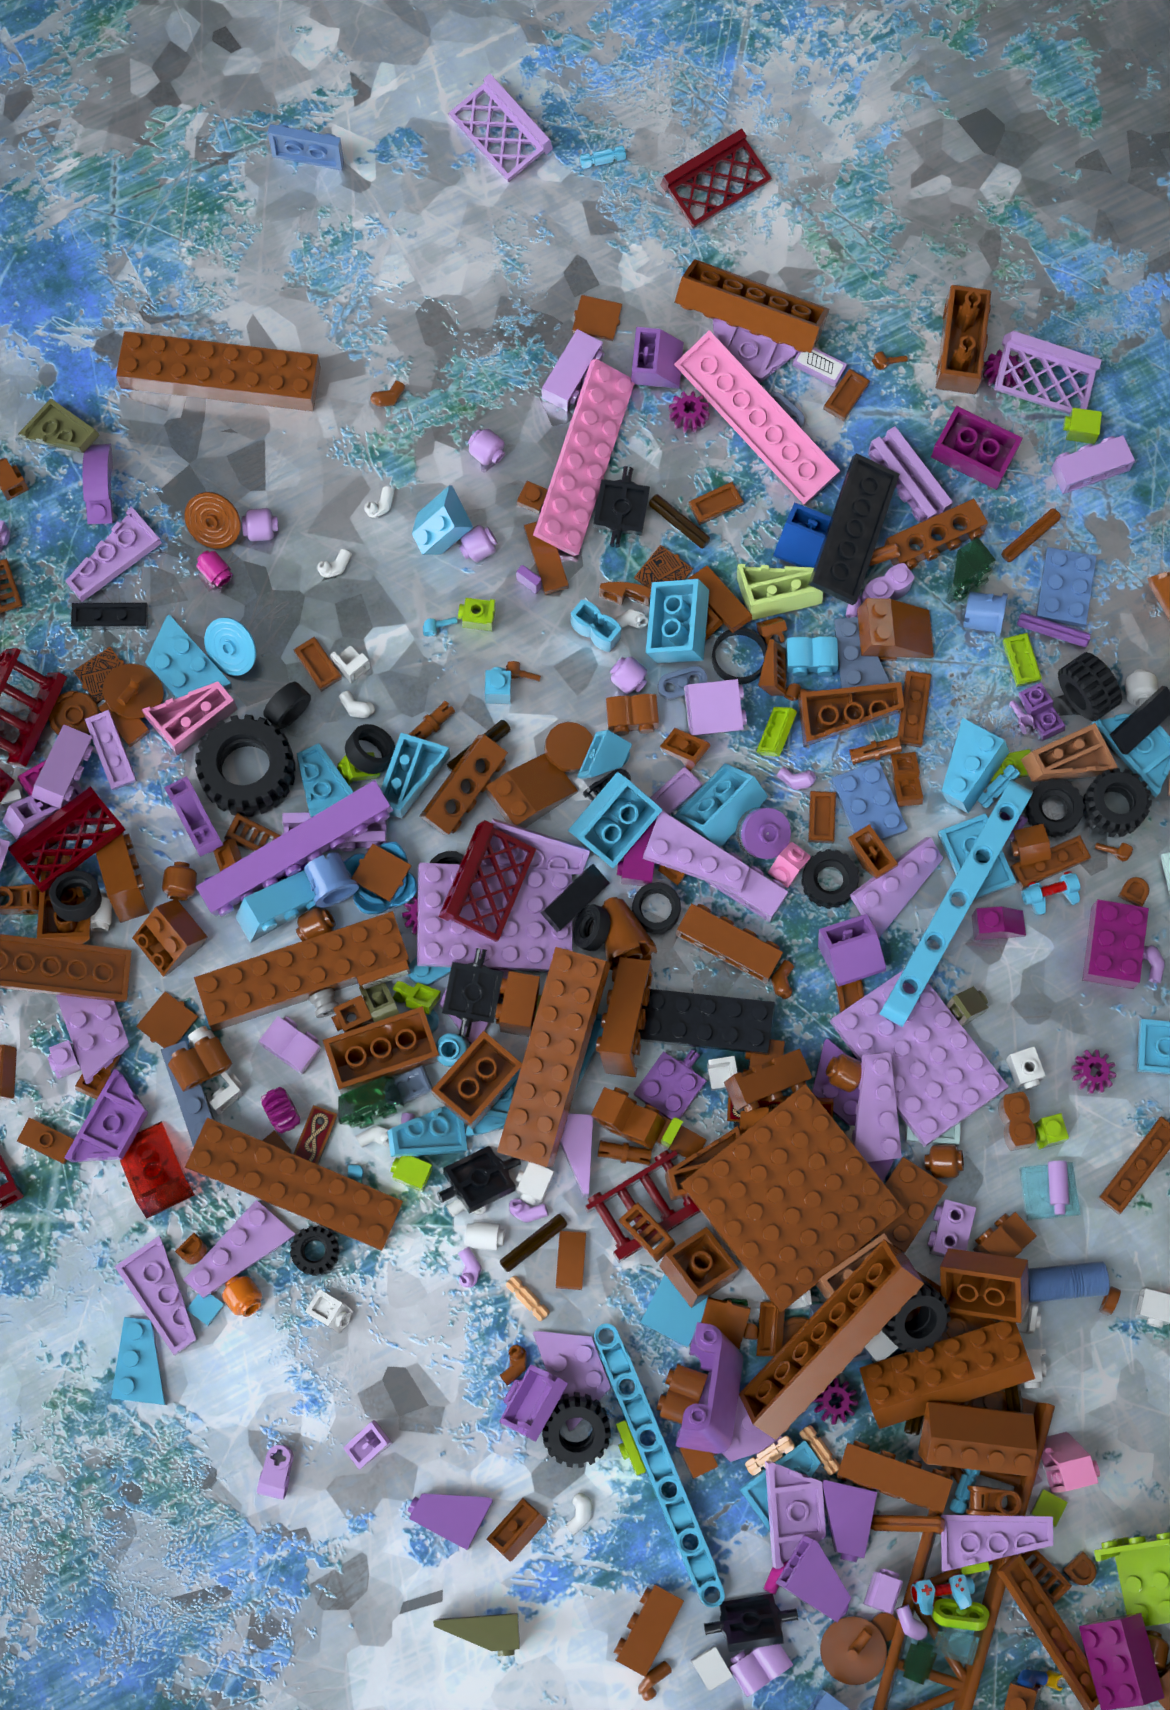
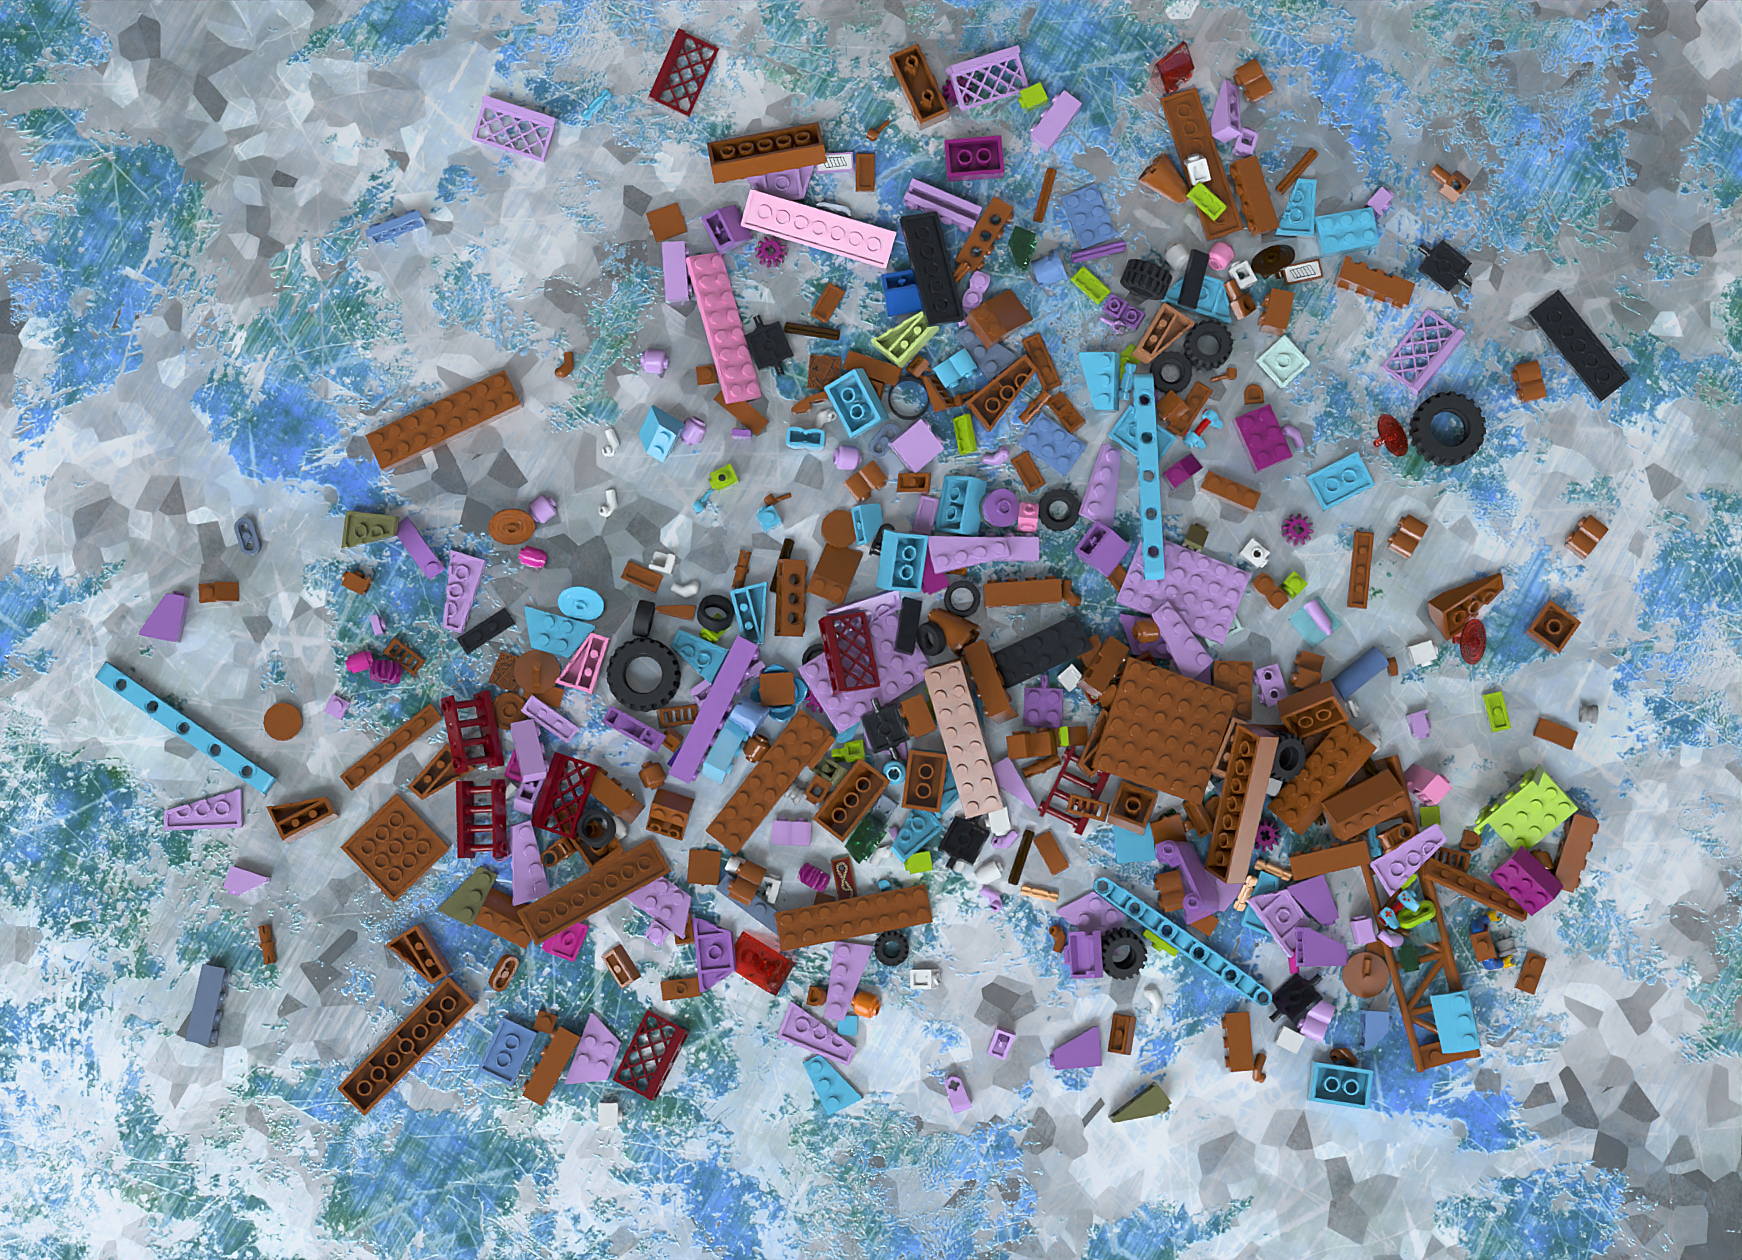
camera: 30 degrees left, 10 degrees up
(335, 726) = (684, 612): none -> dark orange slope
(872, 852) = (1075, 477): dark orange slope -> none
(908, 1523) = (1353, 880): dark orange axle -> none
(944, 1161) = (1240, 645): dark orange head -> none
(1040, 979) = (1229, 492): none -> dark orange brick
(1102, 1388) = (1419, 724): none -> lavender brick

